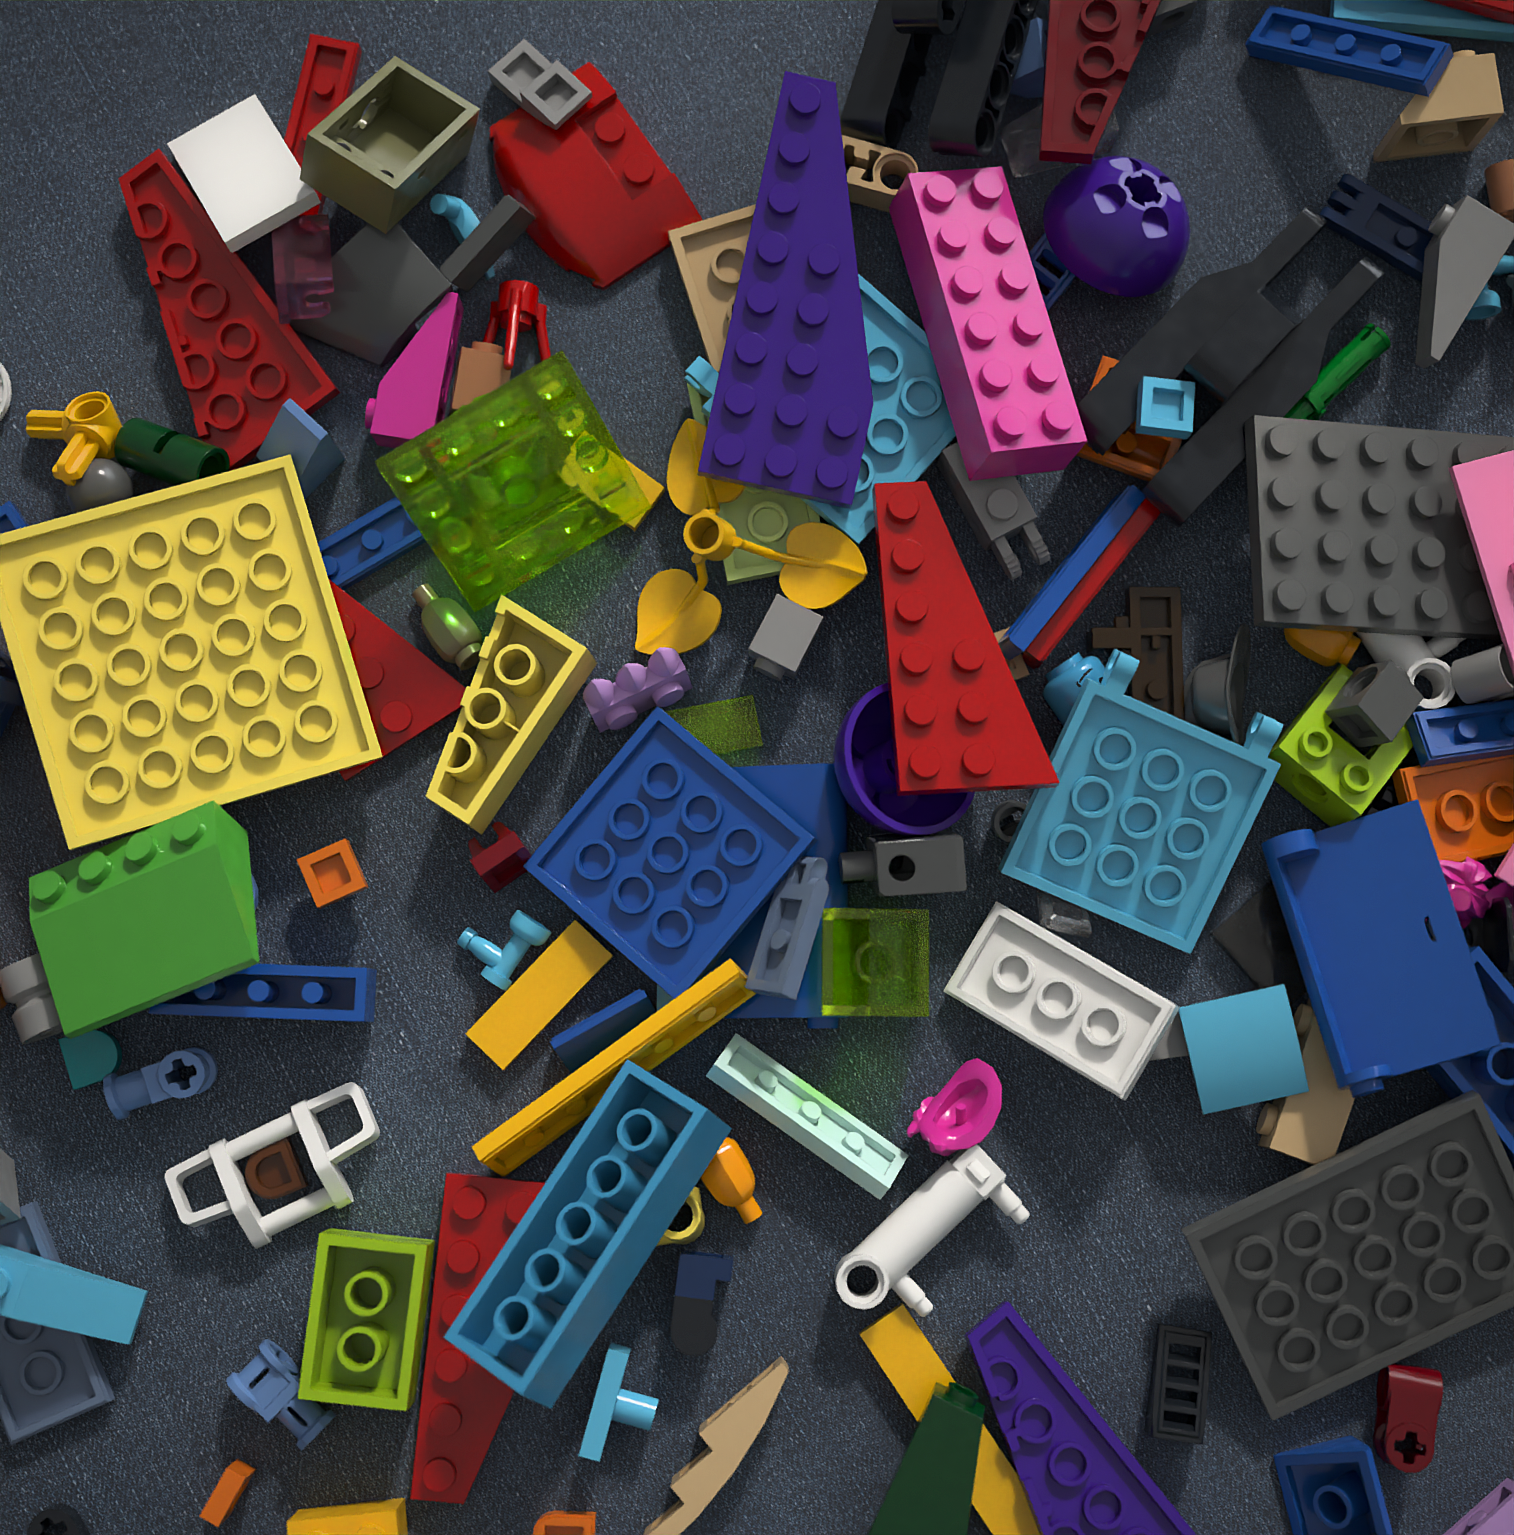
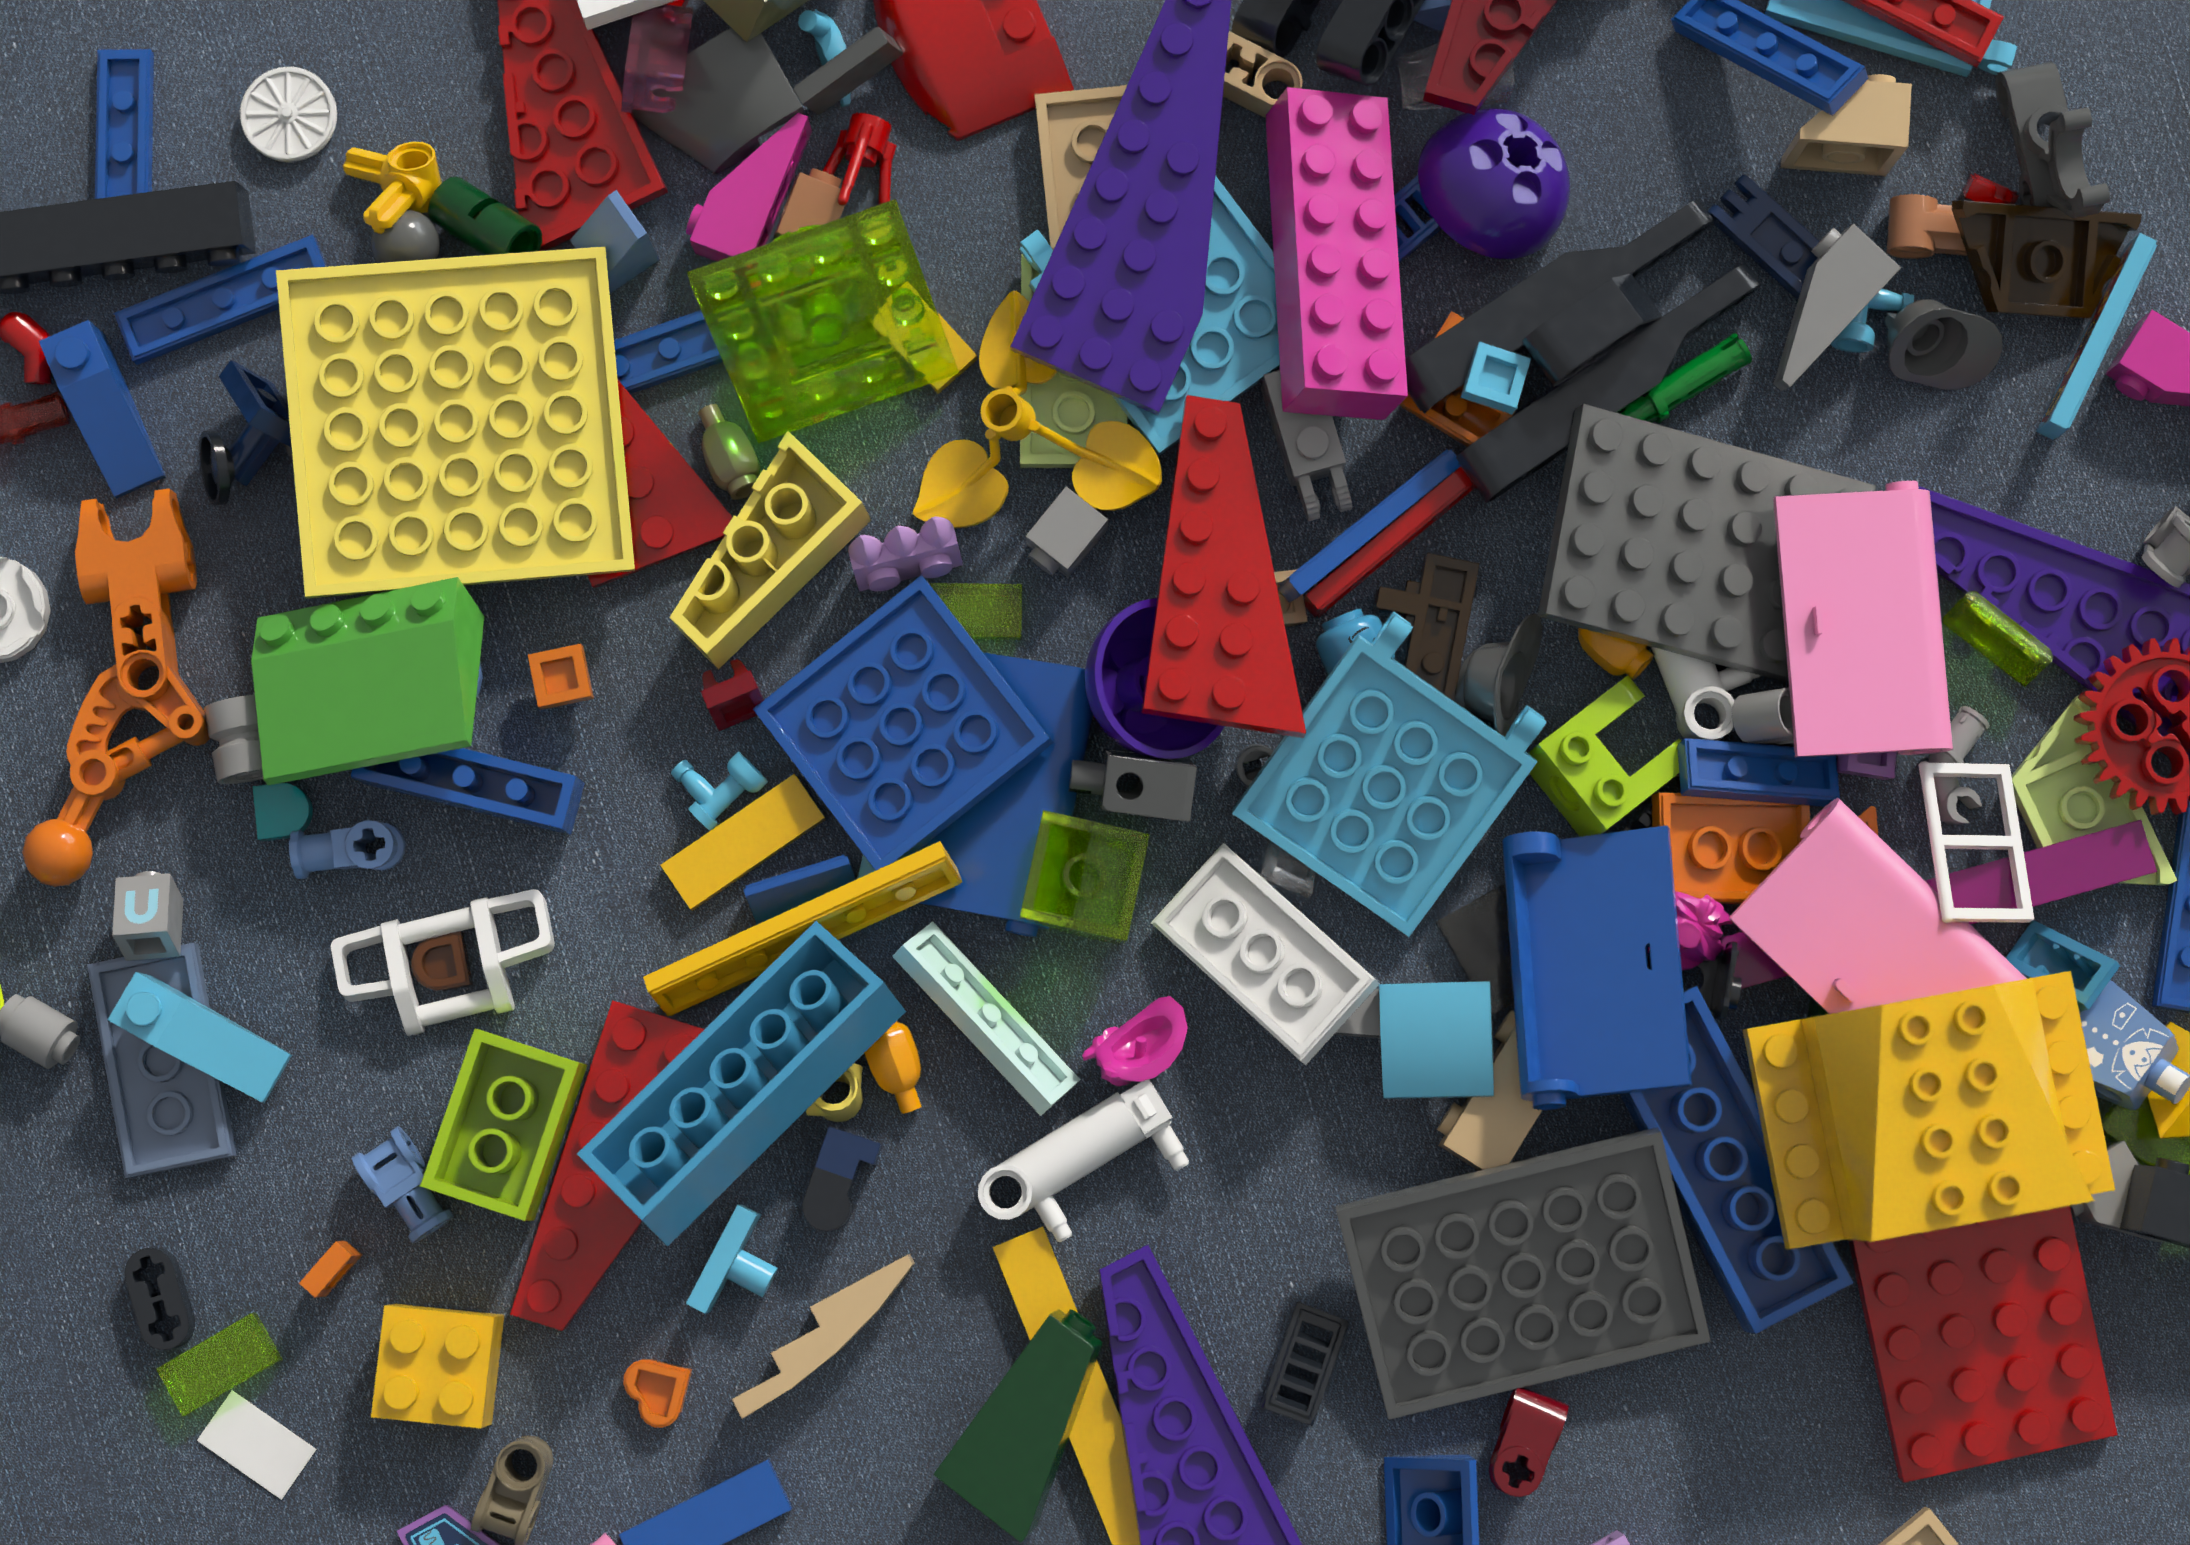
camera: 15 degrees right, 0 degrees up
(790, 930) = (1005, 826): sand blue hinge -> none
(1374, 704) = (1646, 721): dark grey brick -> none

